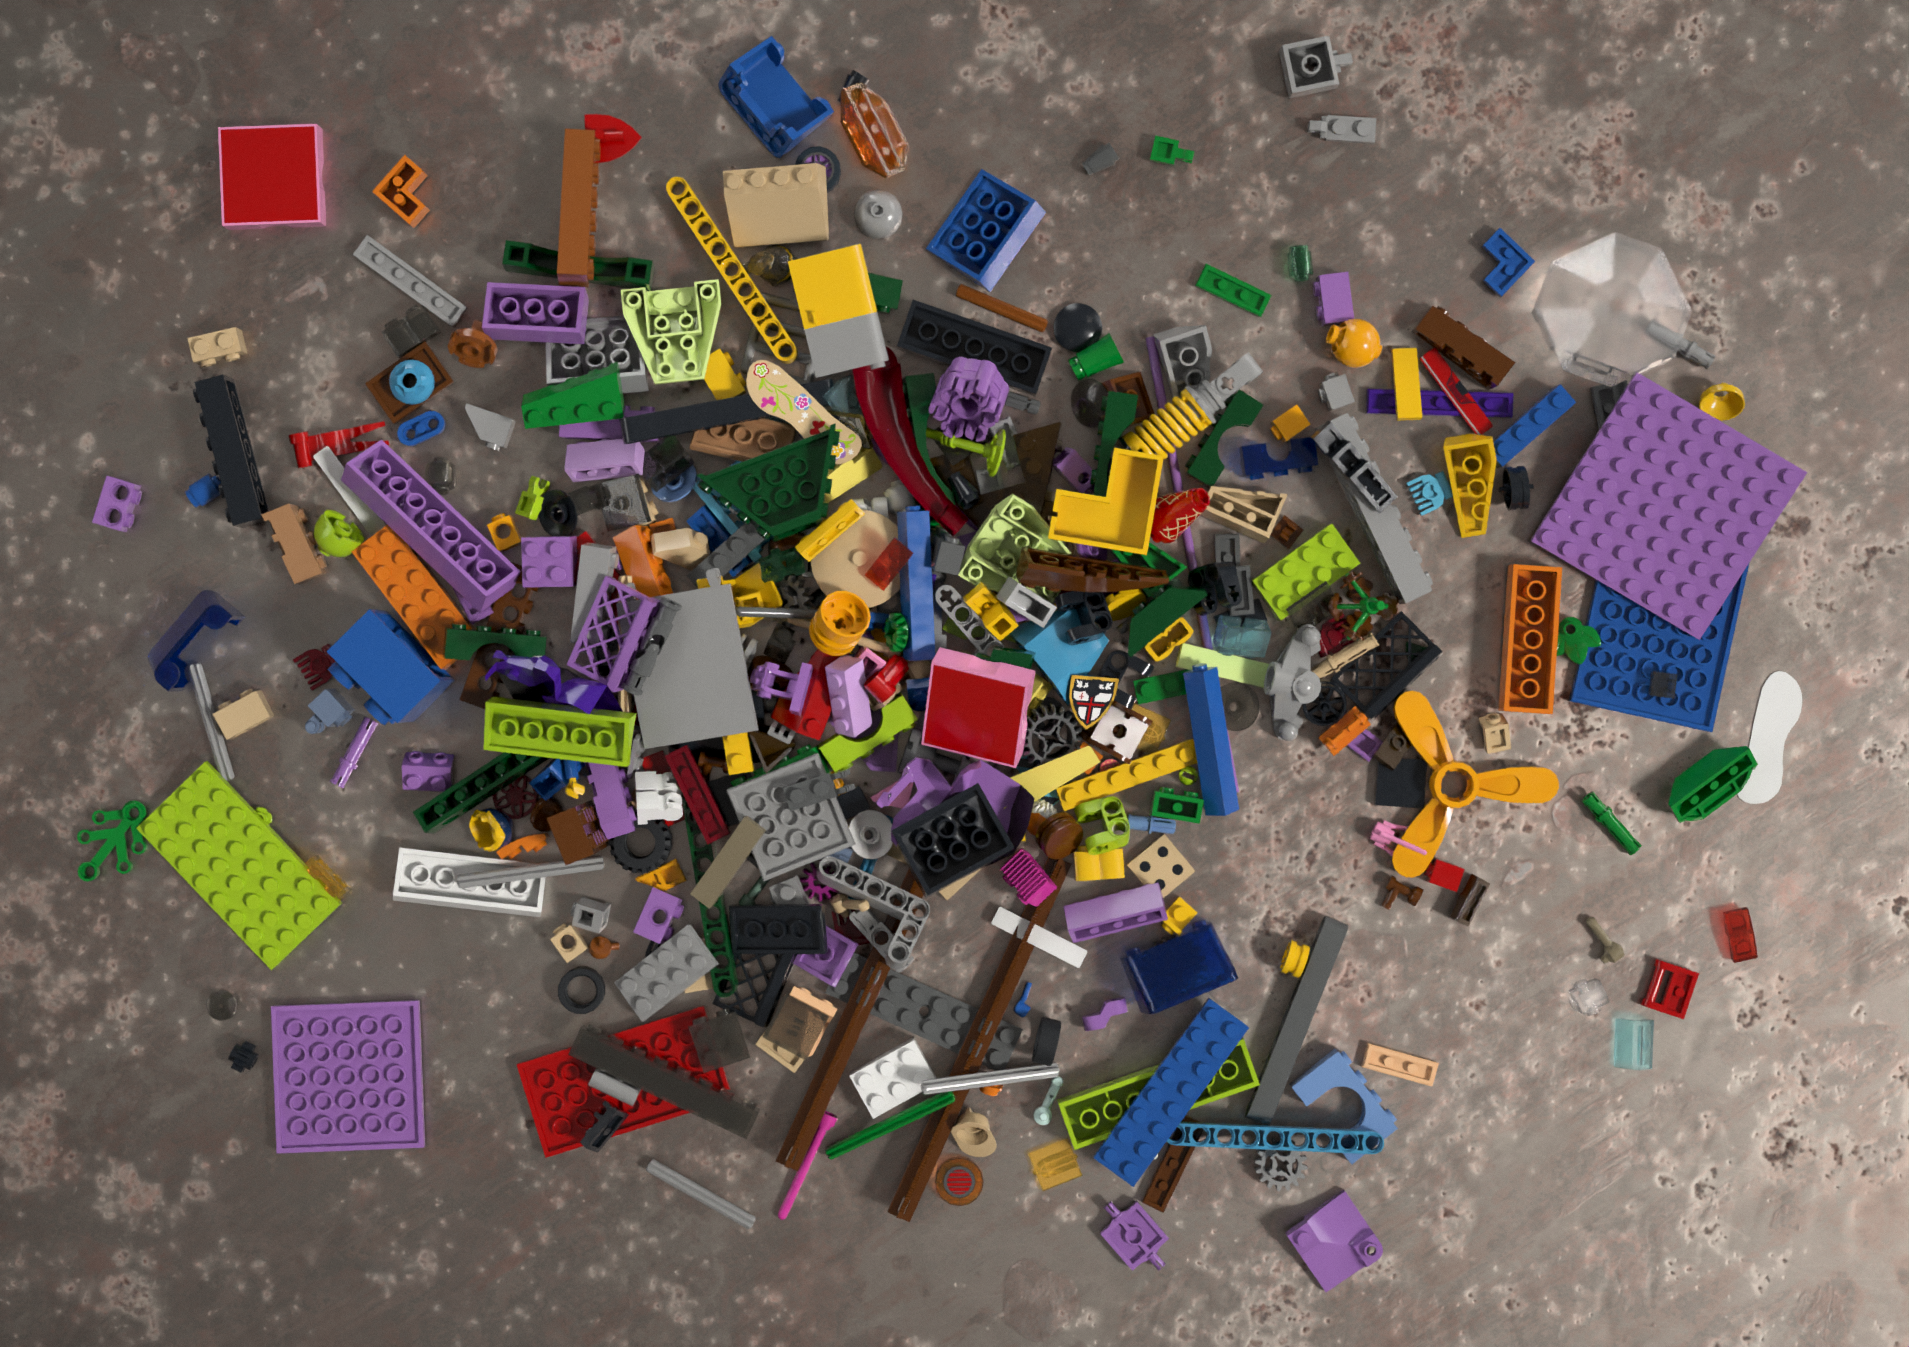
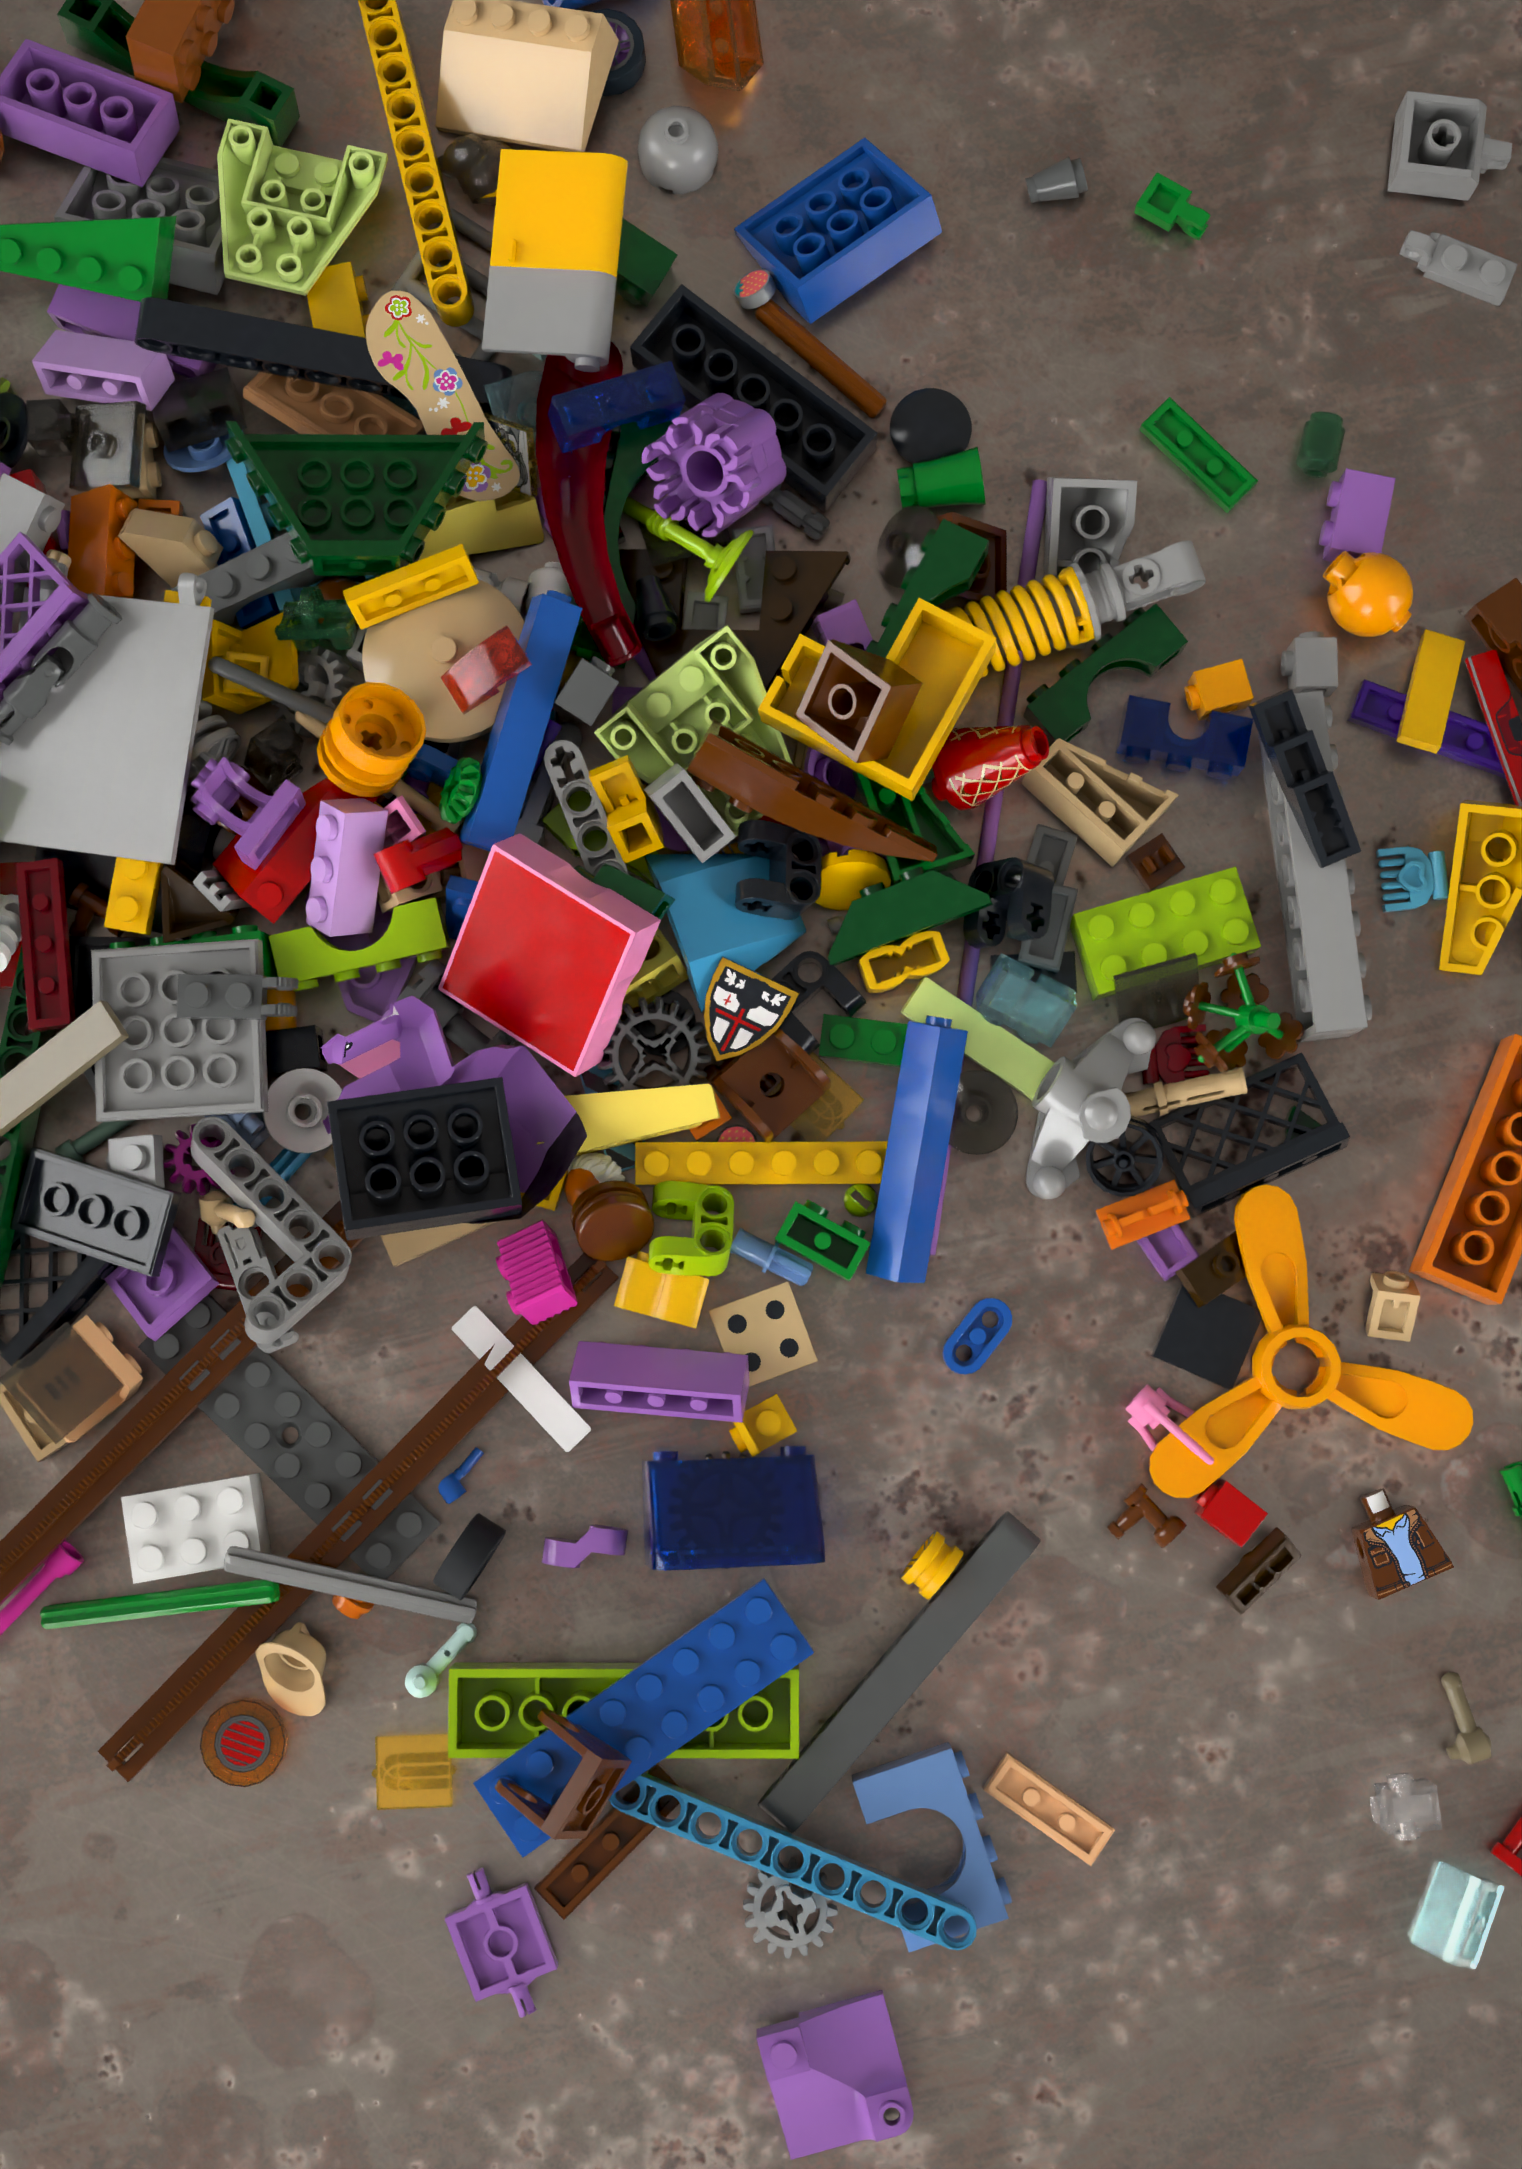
camera: 20 degrees right, 5 degrees down
(903, 386) = (591, 411): none -> clear blue arch
(951, 281) = (755, 289): none -> tile
(1101, 518) = (858, 701): none -> reddish brown slope
(1157, 1141) = (584, 1793): none -> reddish brown hose
(1276, 827) = (977, 1336): none -> blue plate
(1538, 862) = (1395, 1547): none -> torso

